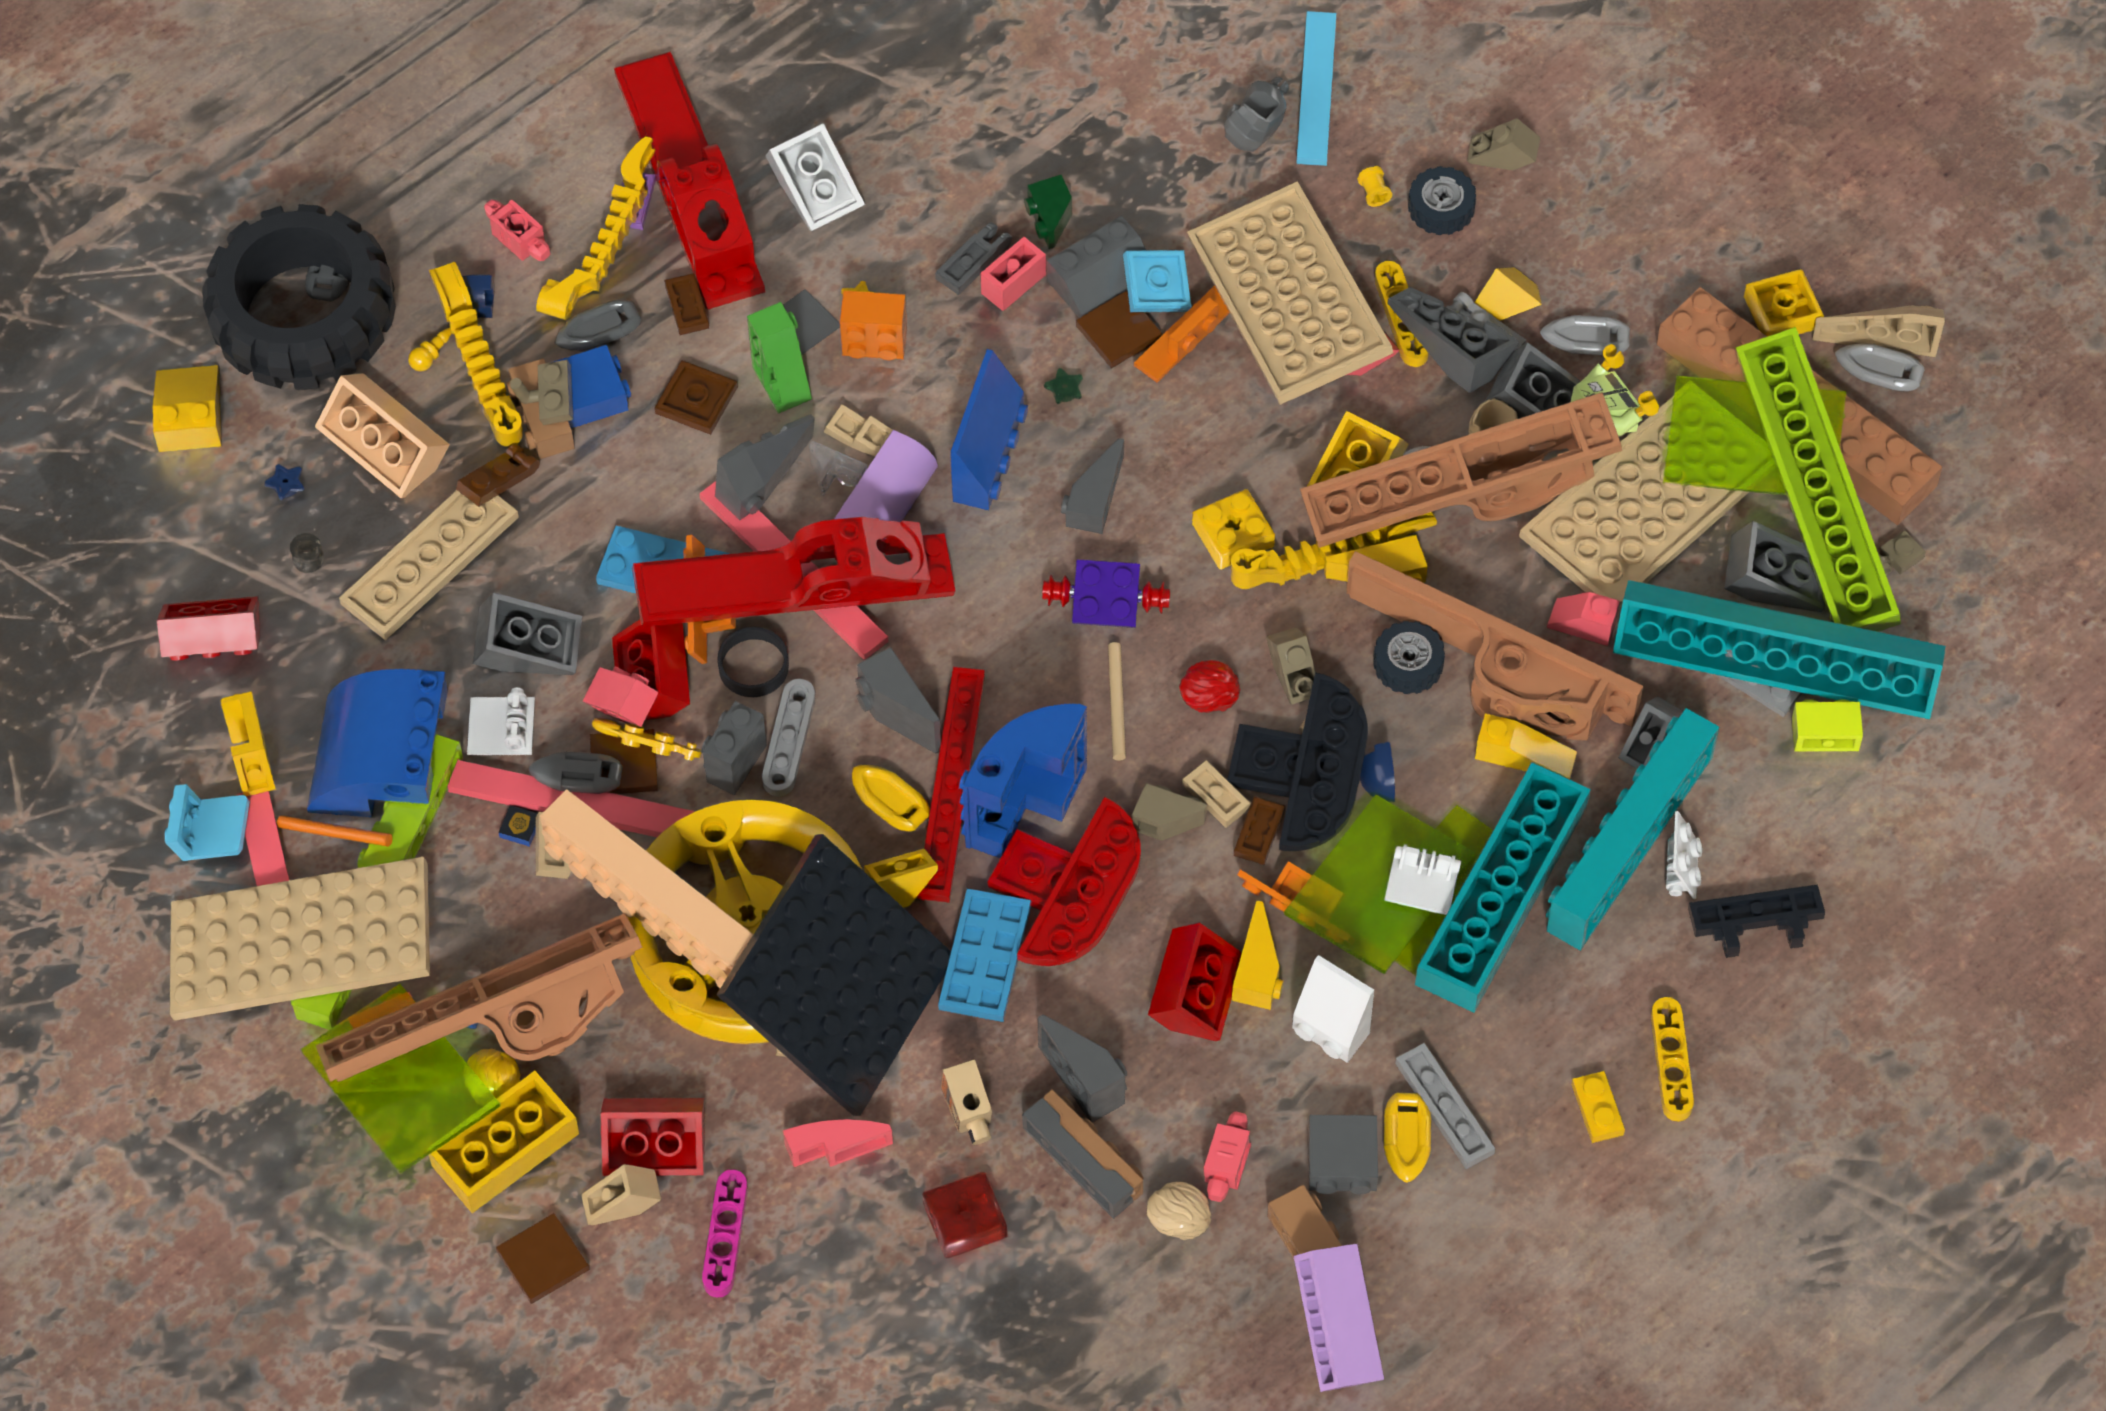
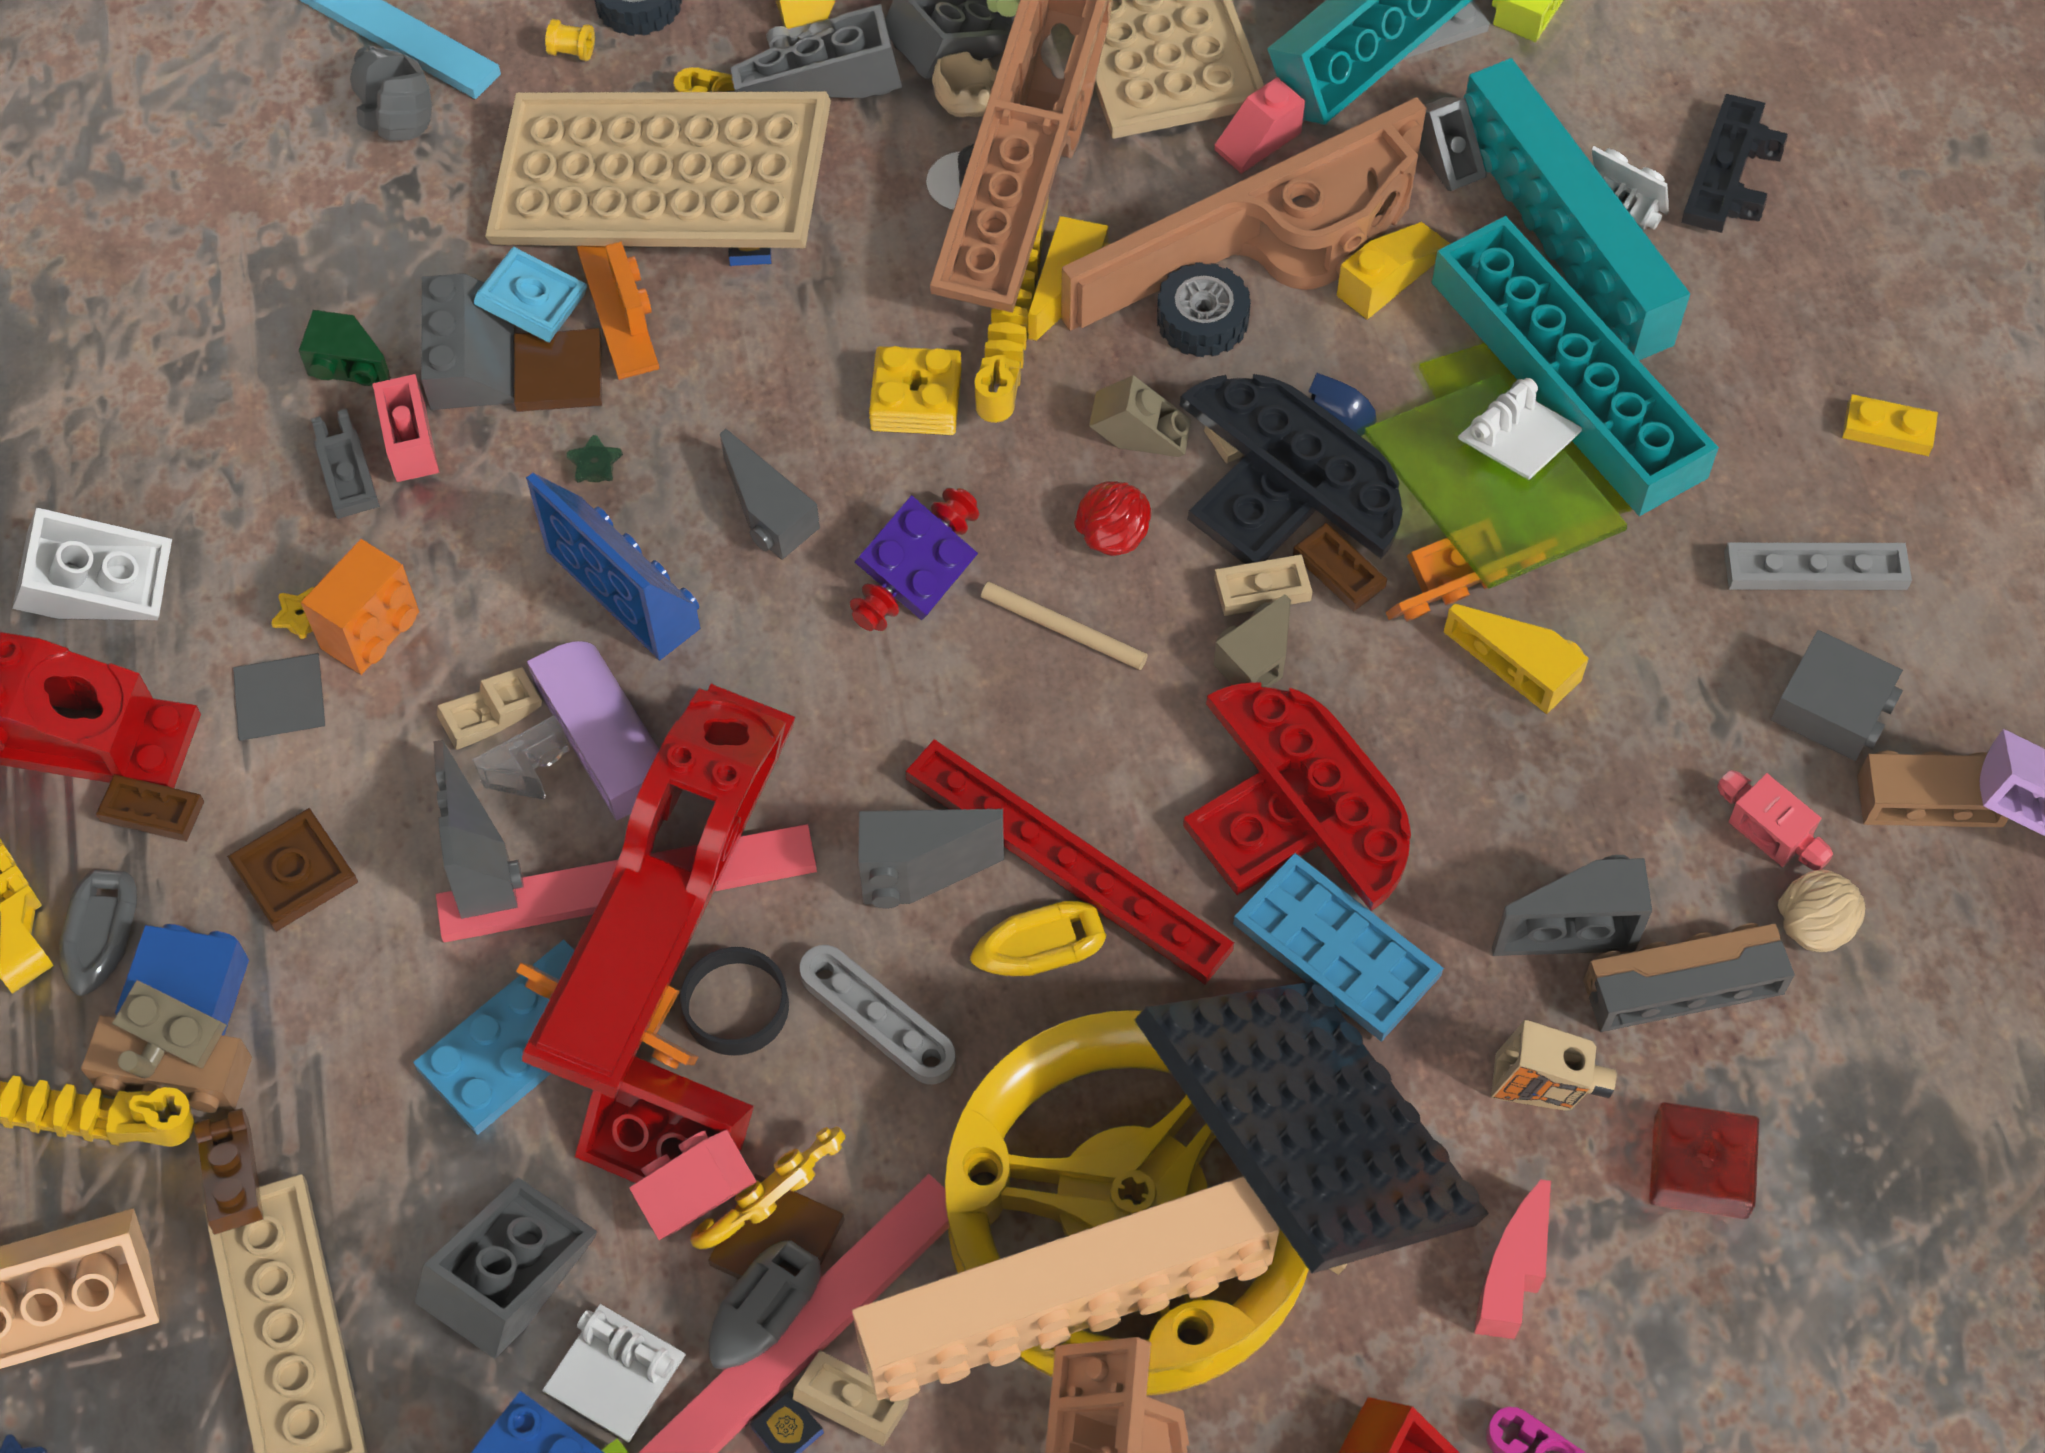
camera: 60 degrees left, 0 degrees up
(734, 747) = (863, 1082): dark grey brick -> none
(778, 356) = (327, 732): bright green wedge -> none
(903, 875) = (1178, 967): yellow slope -> none
(1024, 766) = (1146, 763): blue slope -> none
(1195, 982) = (1511, 736): red slope -> none
(1334, 1010) = (1653, 600): white slope -> none
(1355, 447) = (909, 225): yellow slope -> none
(1407, 1135) = (1836, 617): yellow piece -> none
(1676, 1058) = (1867, 322): yellow beam -> none

